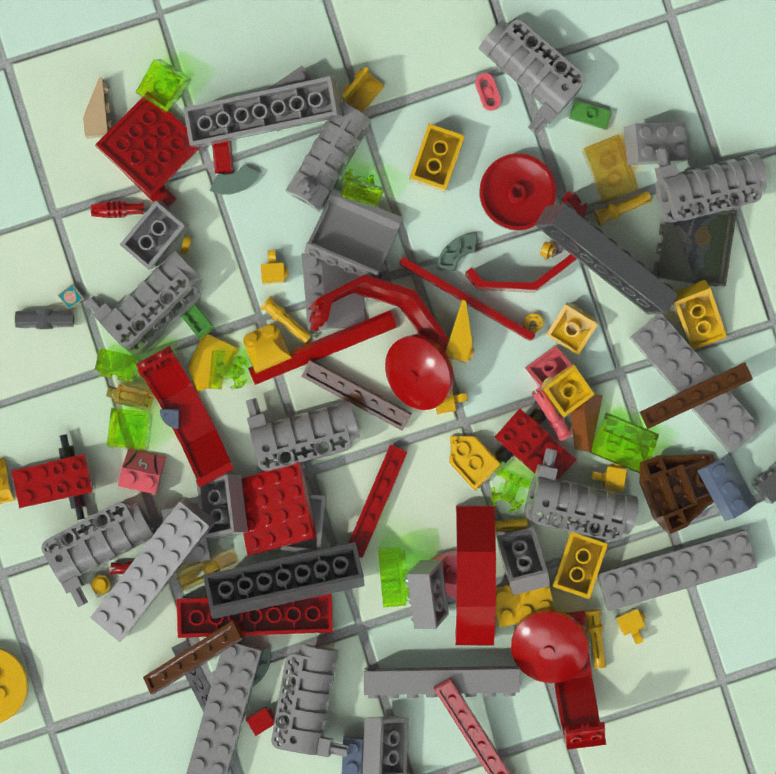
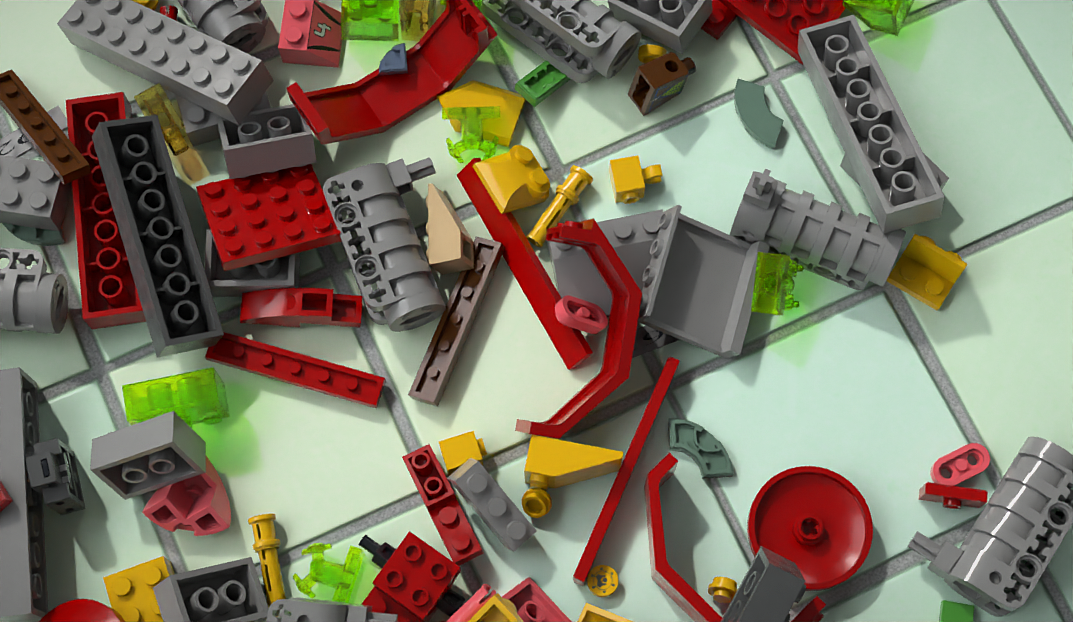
camera: 80 degrees right, 15 degrees down
(209, 245) = (659, 81): none -> reddish brown torso
(222, 157) = (790, 93): red tile -> none
(303, 393) = (448, 239): none -> tan slope
(337, 494) = (300, 305): none -> red slope
(365, 314) = (581, 314): none -> coral plate
(419, 372) = (500, 403): red dish -> none
(432, 654) = (56, 476): none -> dark grey piece
(437, 158) = (842, 396): yellow brick -> none
(472, 460) = (370, 507): yellow tile -> none
(475, 575) = (185, 522): red panel -> none
(476, 416) = (442, 505): none -> red slope
(480, 357) = (536, 502): none -> yellow plate
(481, 385) = (492, 504): none -> light grey brick
(507, 100) = (953, 496): none -> red plate

